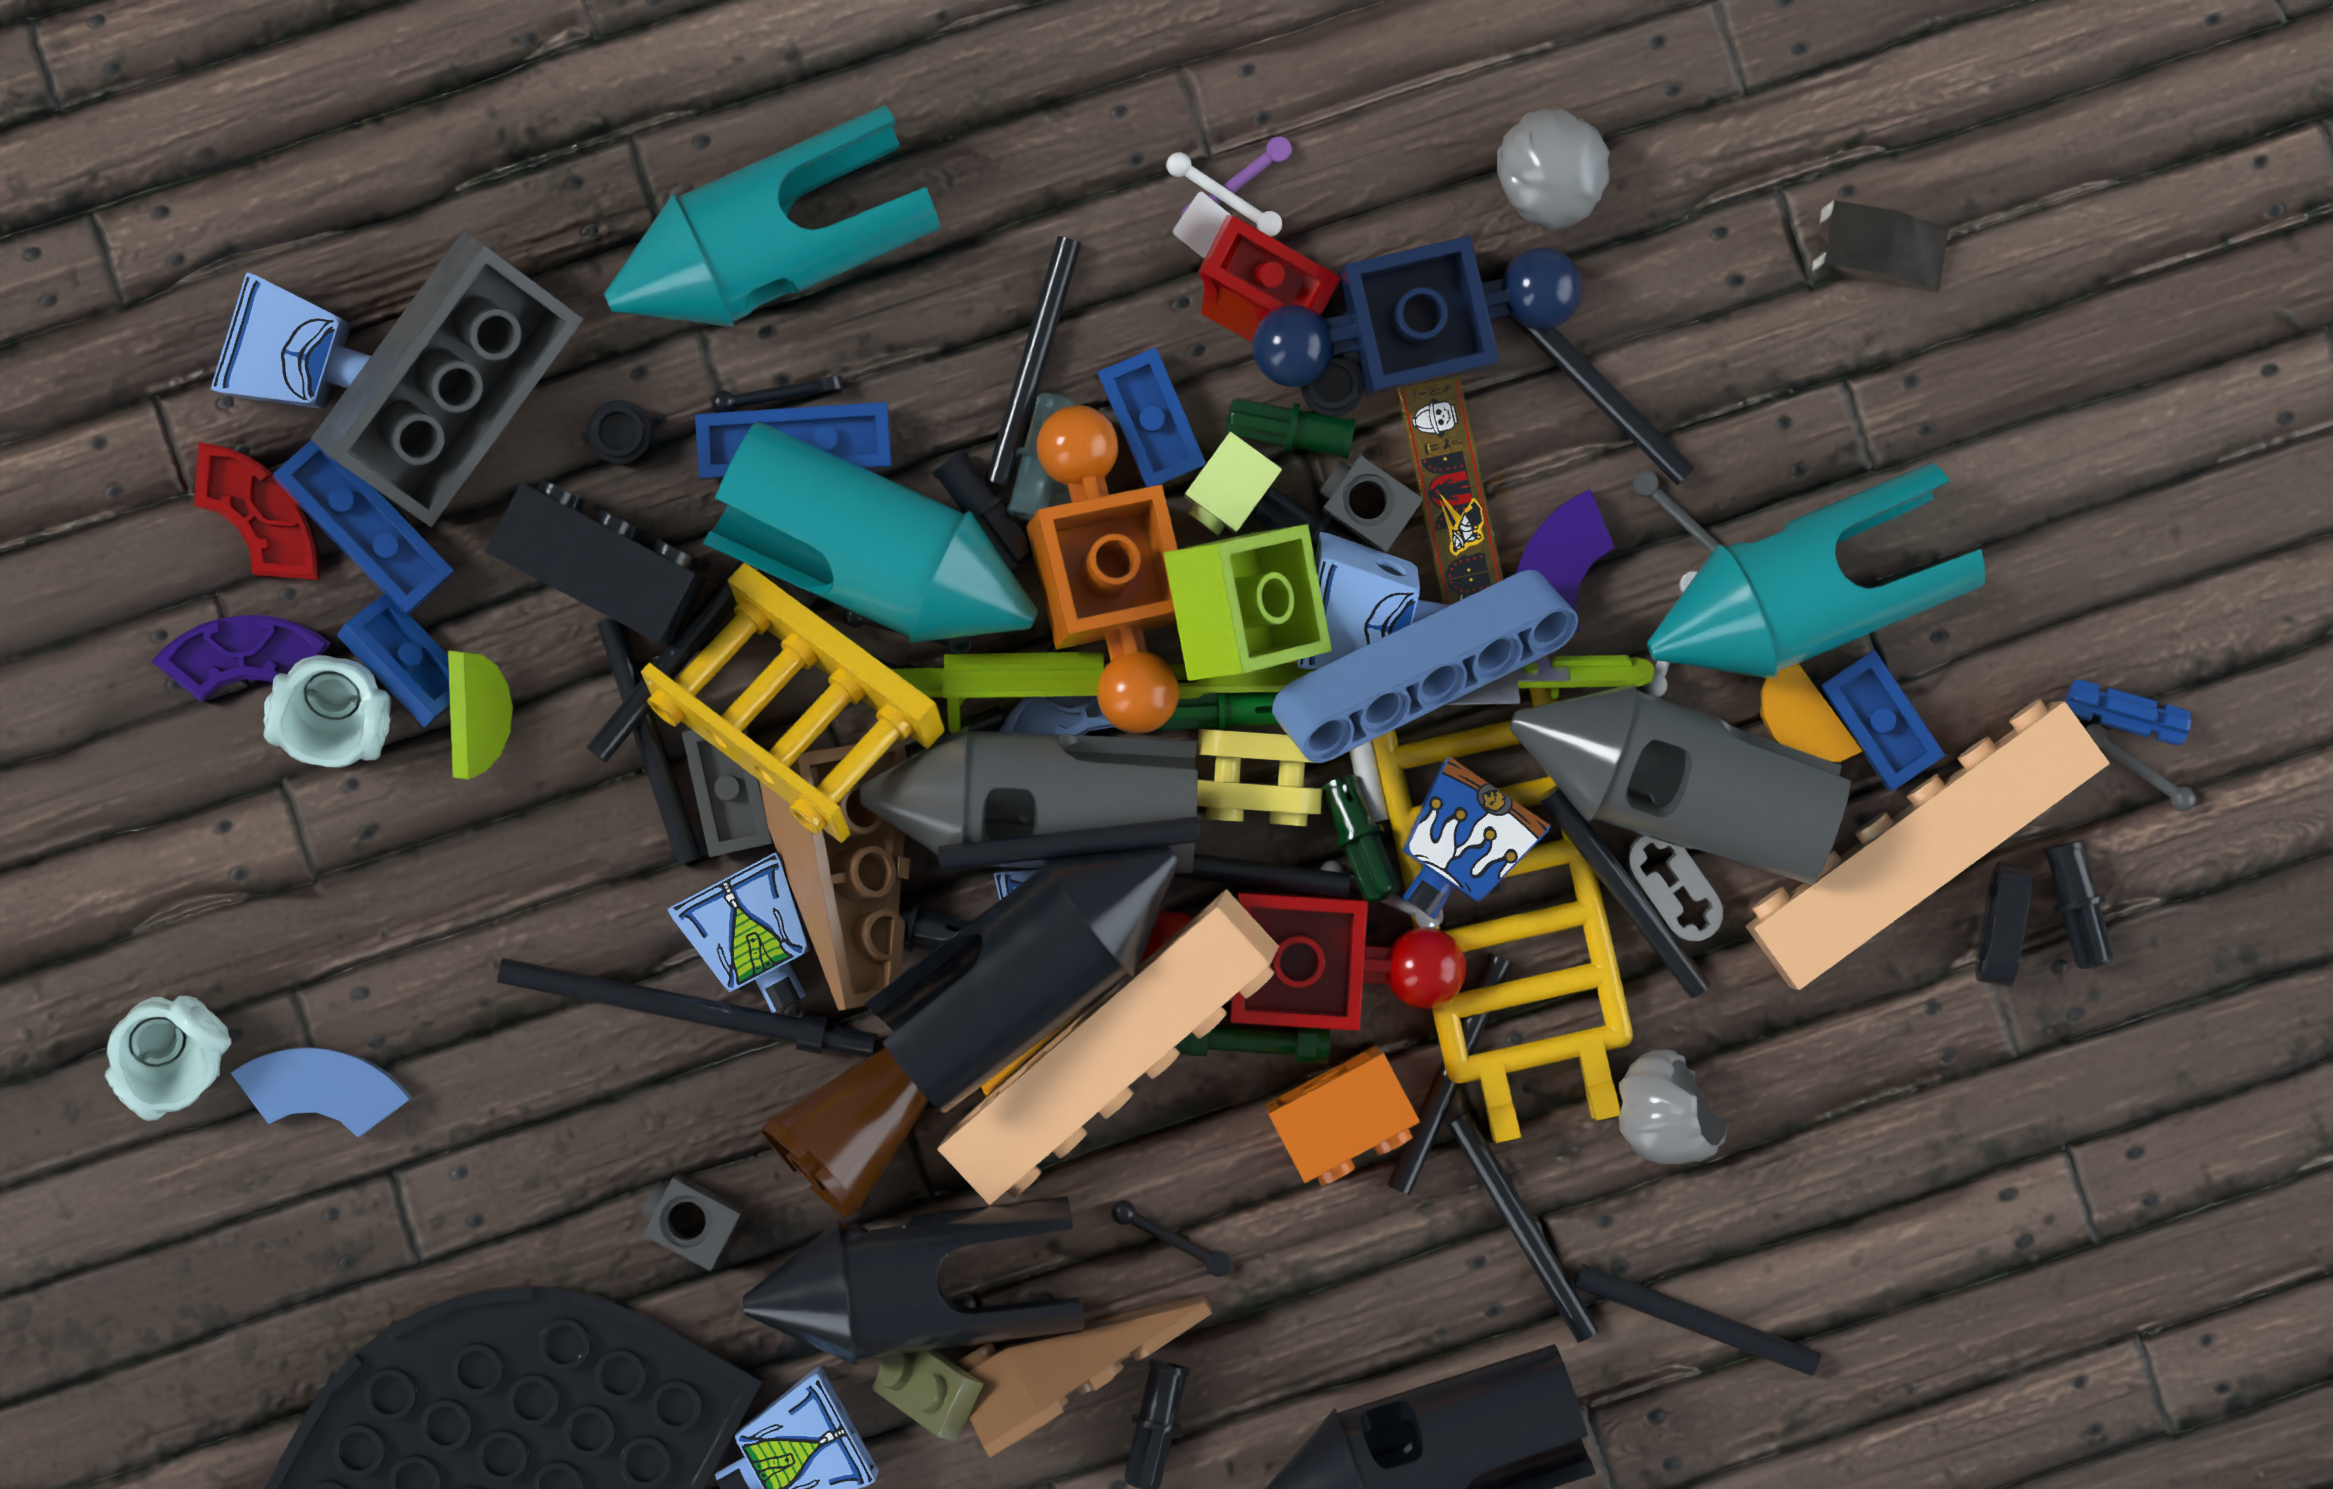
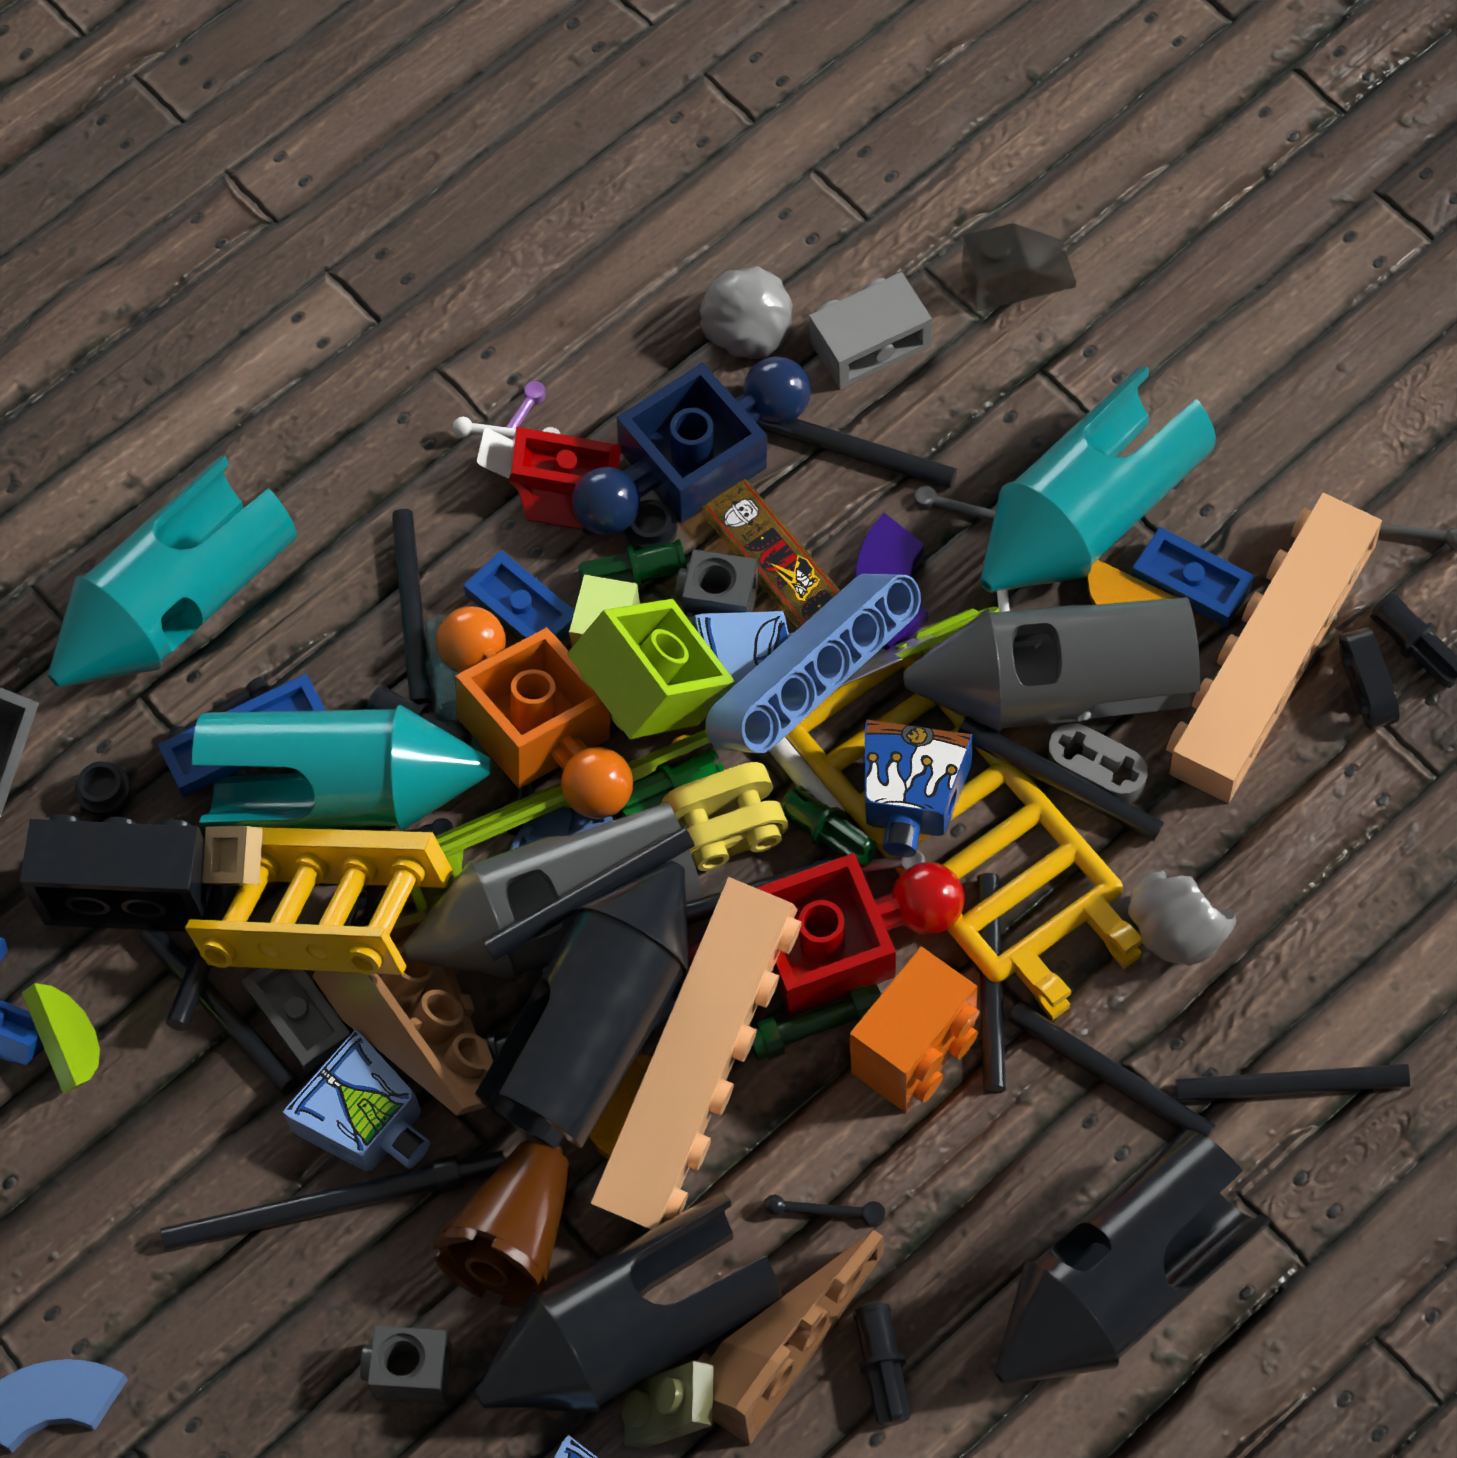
camera: 15 degrees left, 25 degrees down
(721, 607) = (232, 855): none -> tan plate
(1680, 252) = (870, 329): none -> light grey brick
(2128, 712) = (1385, 493): blue axle -> none

